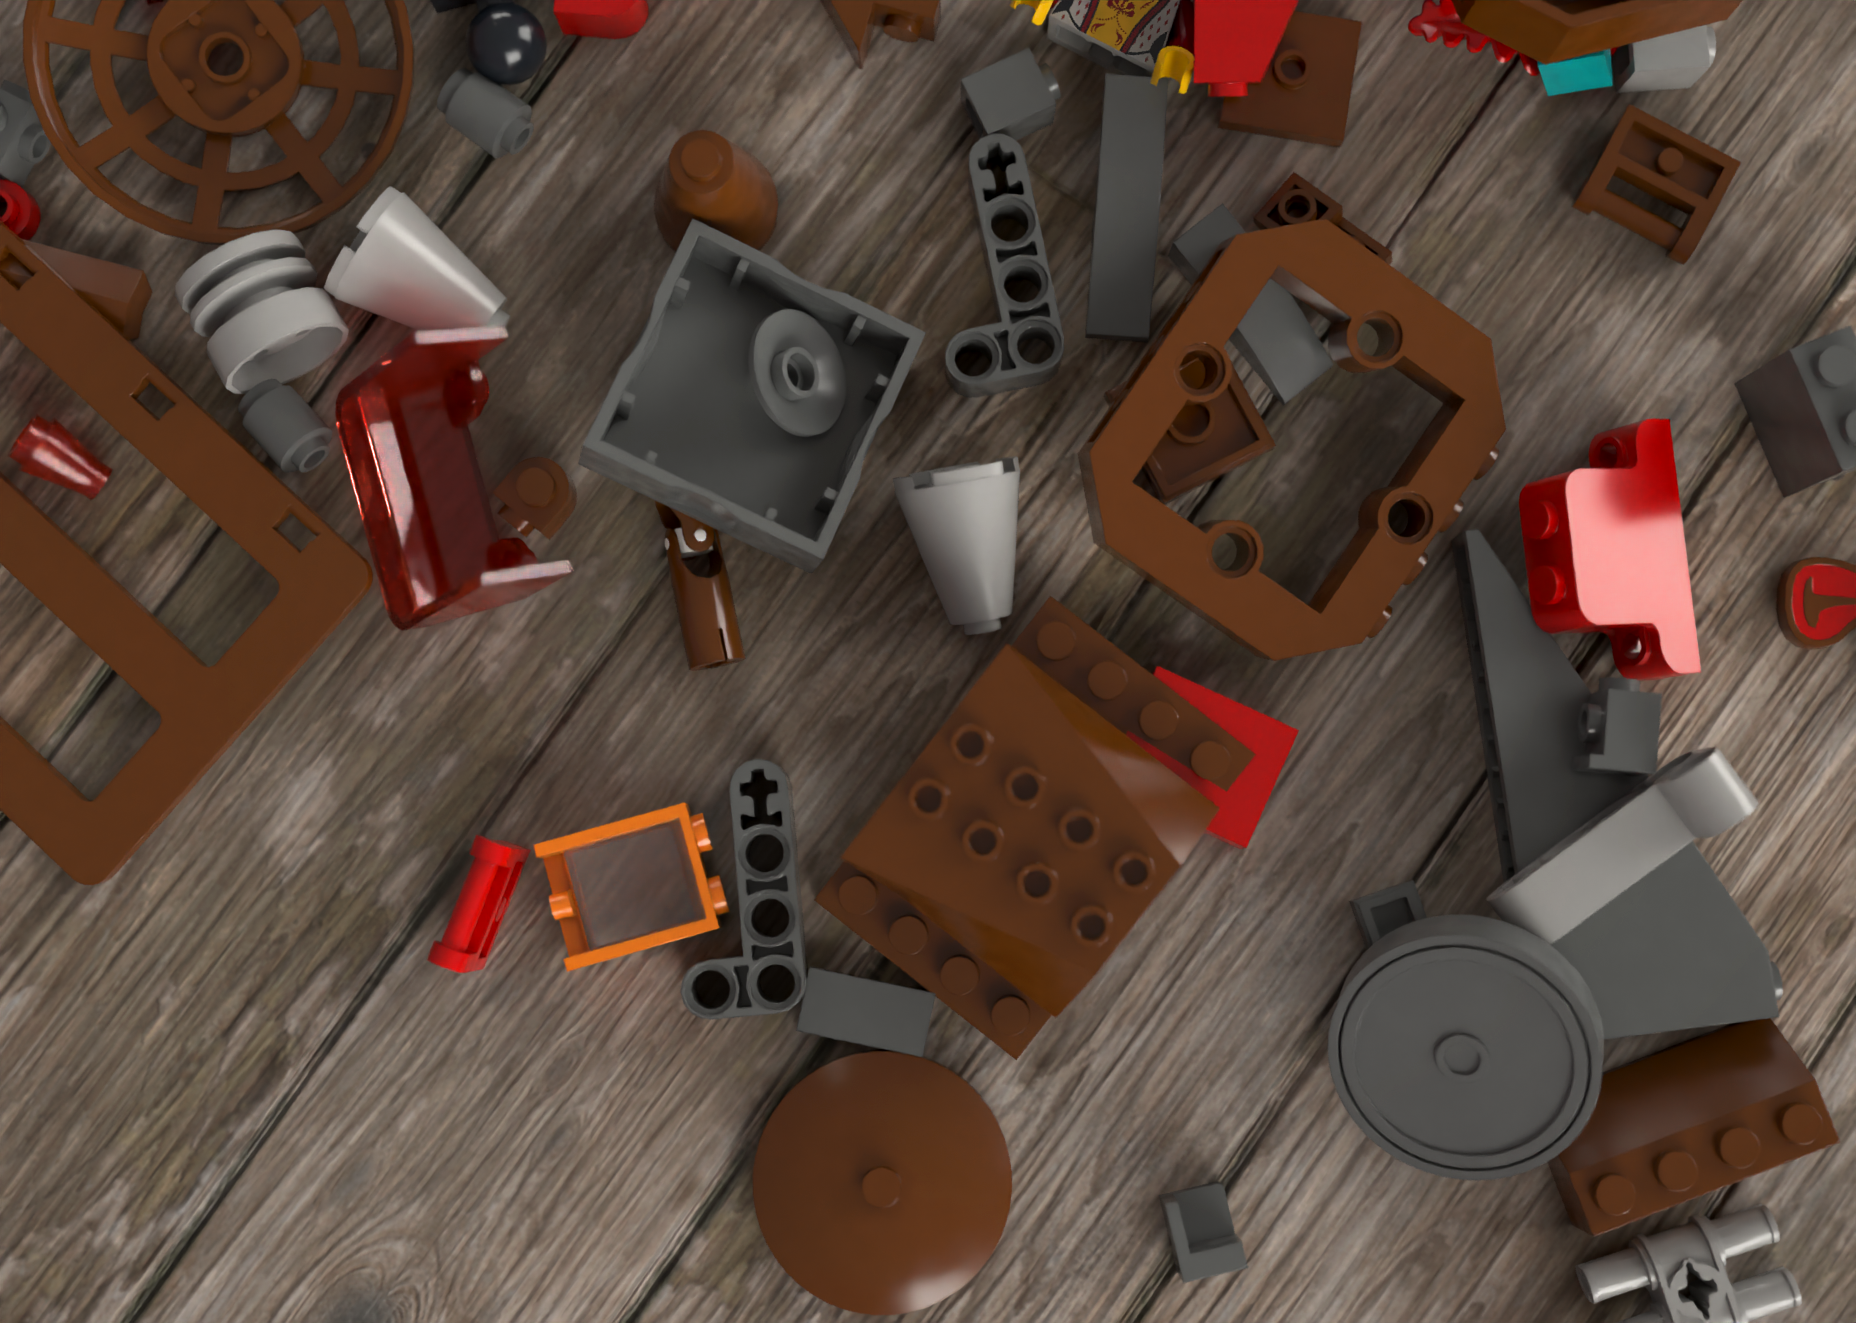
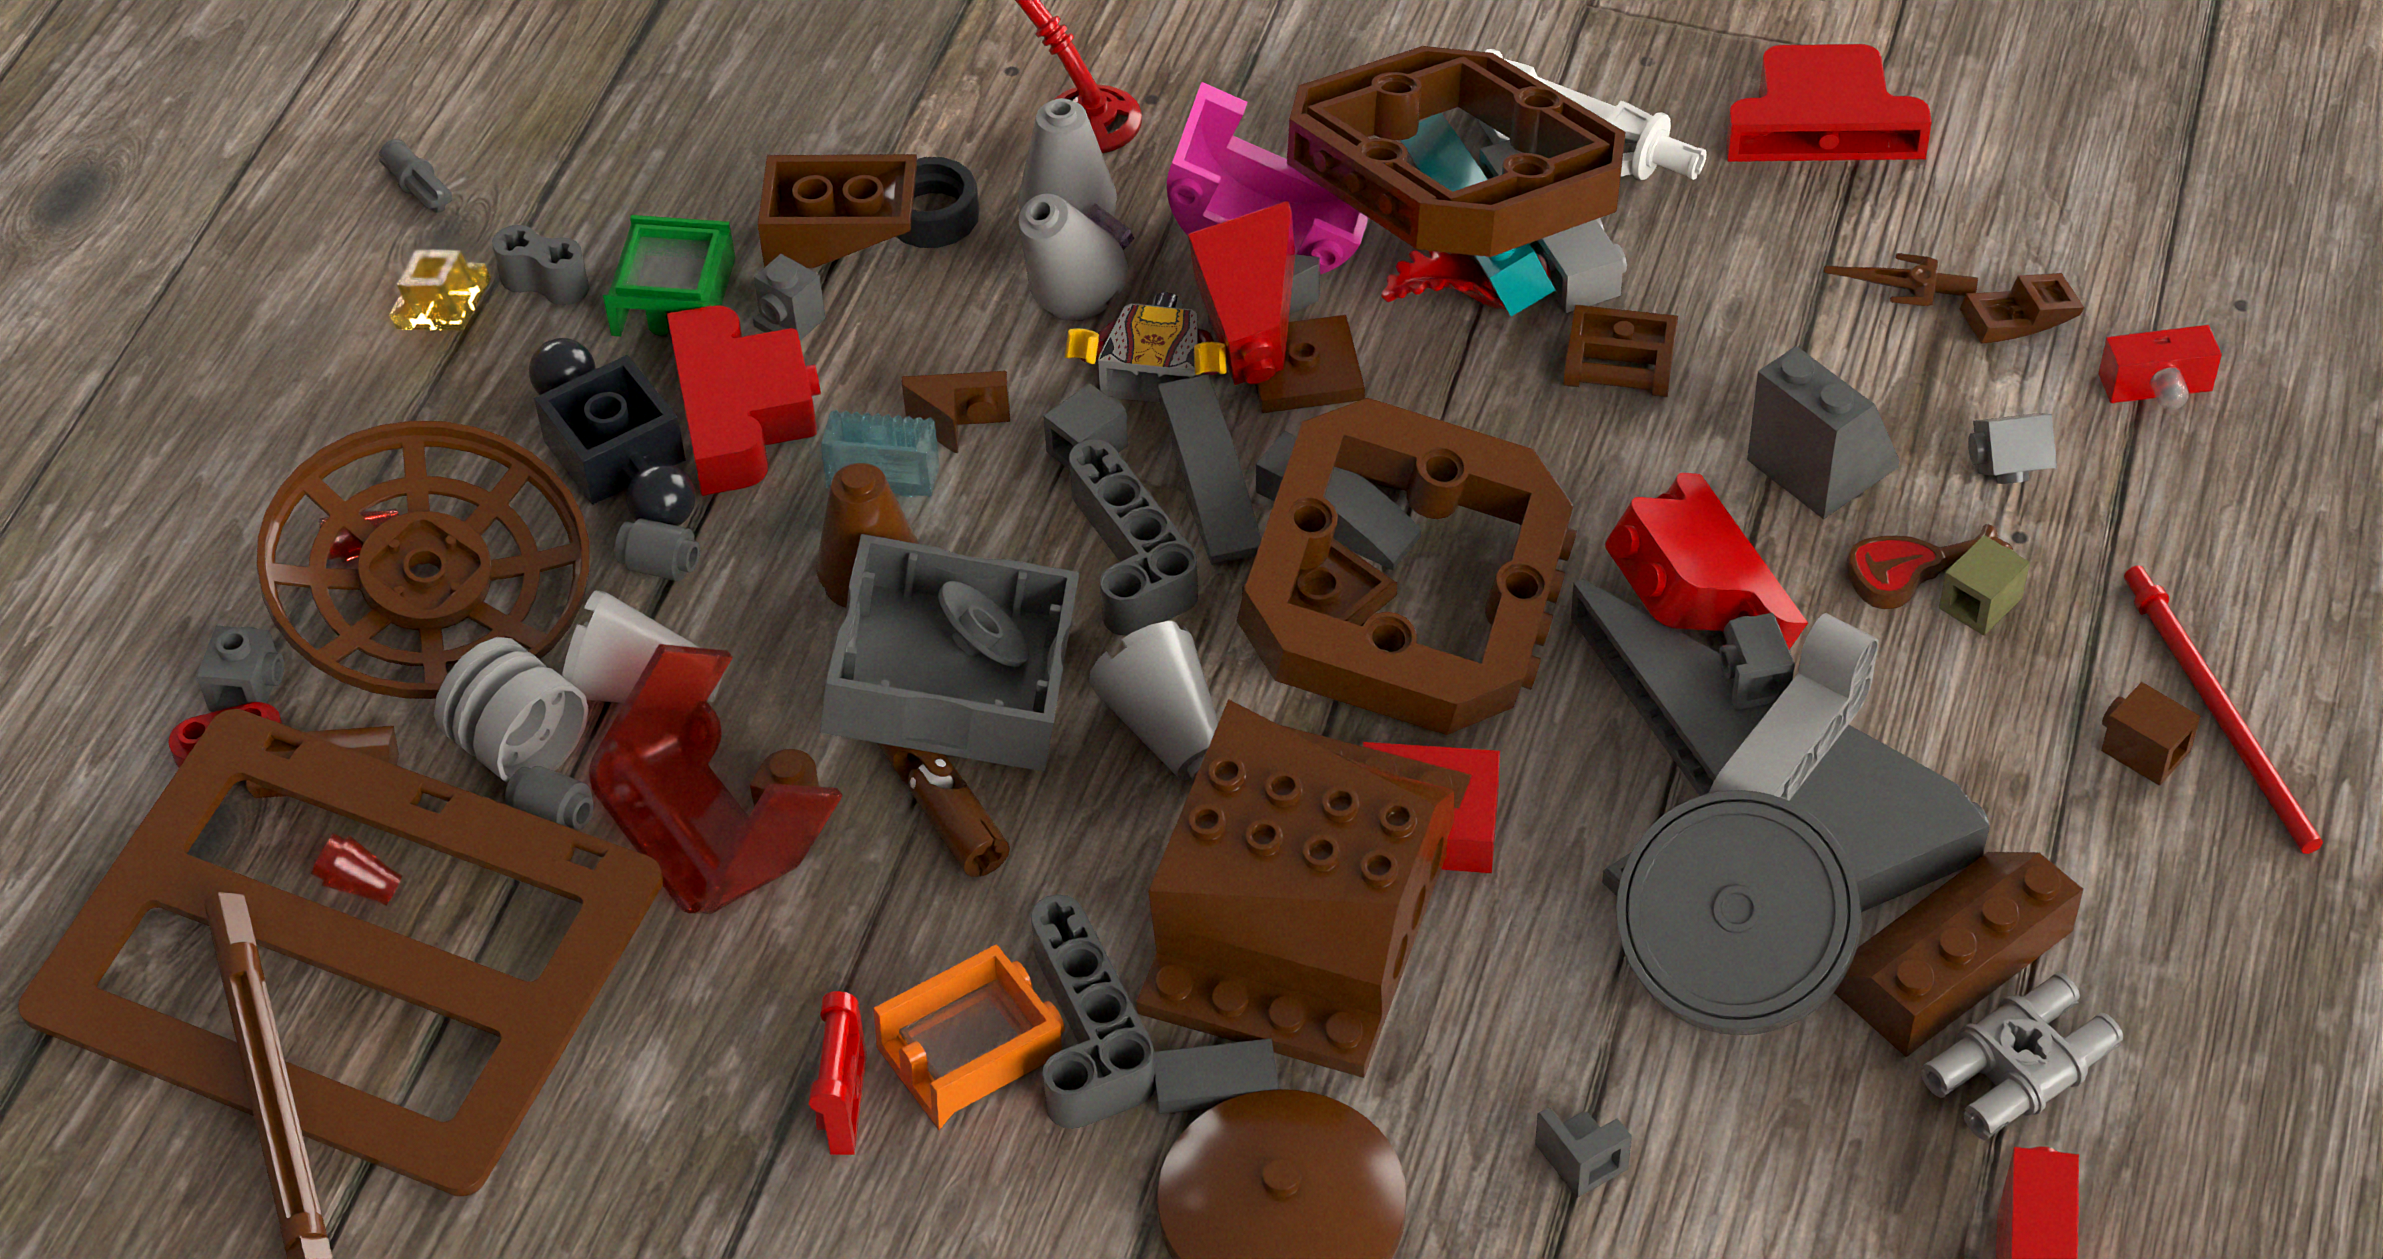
camera: 20 degrees left, 35 degrees down
(763, 67) = (897, 446): none -> clear light blue brick

